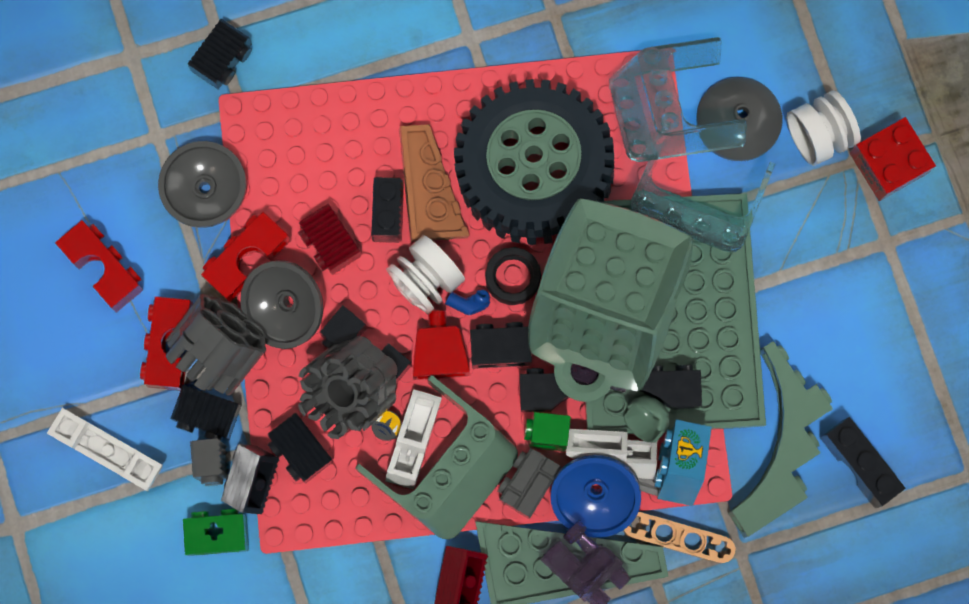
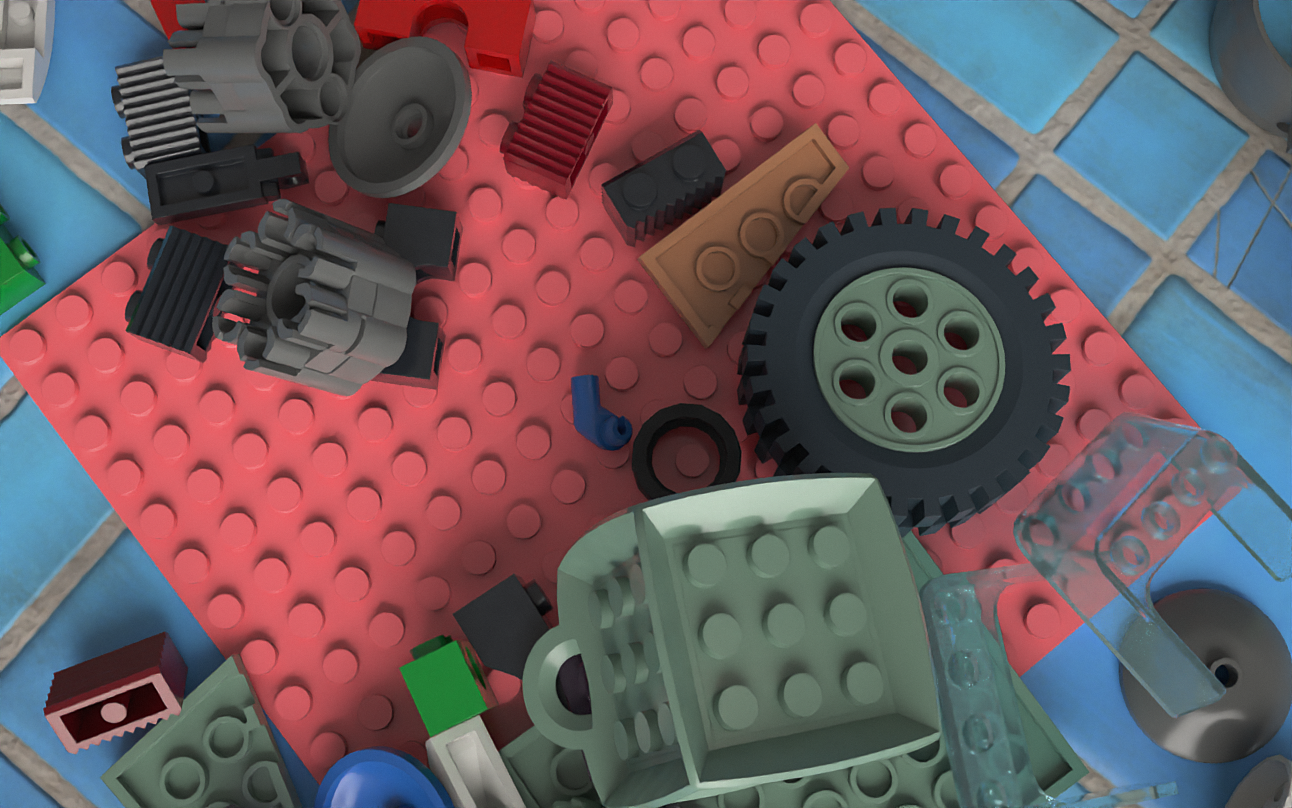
camera: 60 degrees right, 0 degrees up
(209, 461) = (77, 166): dark grey brick -> none
(249, 479) = (86, 246): brick -> none
(256, 403) = (220, 182): none -> black hinge
(387, 426) = (309, 411): tile -> none
(413, 439) = (310, 466): white slope -> none
(425, 274) = (589, 311): white wheel -> none
(439, 350) = (484, 416): red torso -> none
(460, 477) = (285, 582): sand green windscreen -> none
(500, 346) = (547, 504): black brick -> none
(529, 482) = (346, 707): dark grey brick -> none

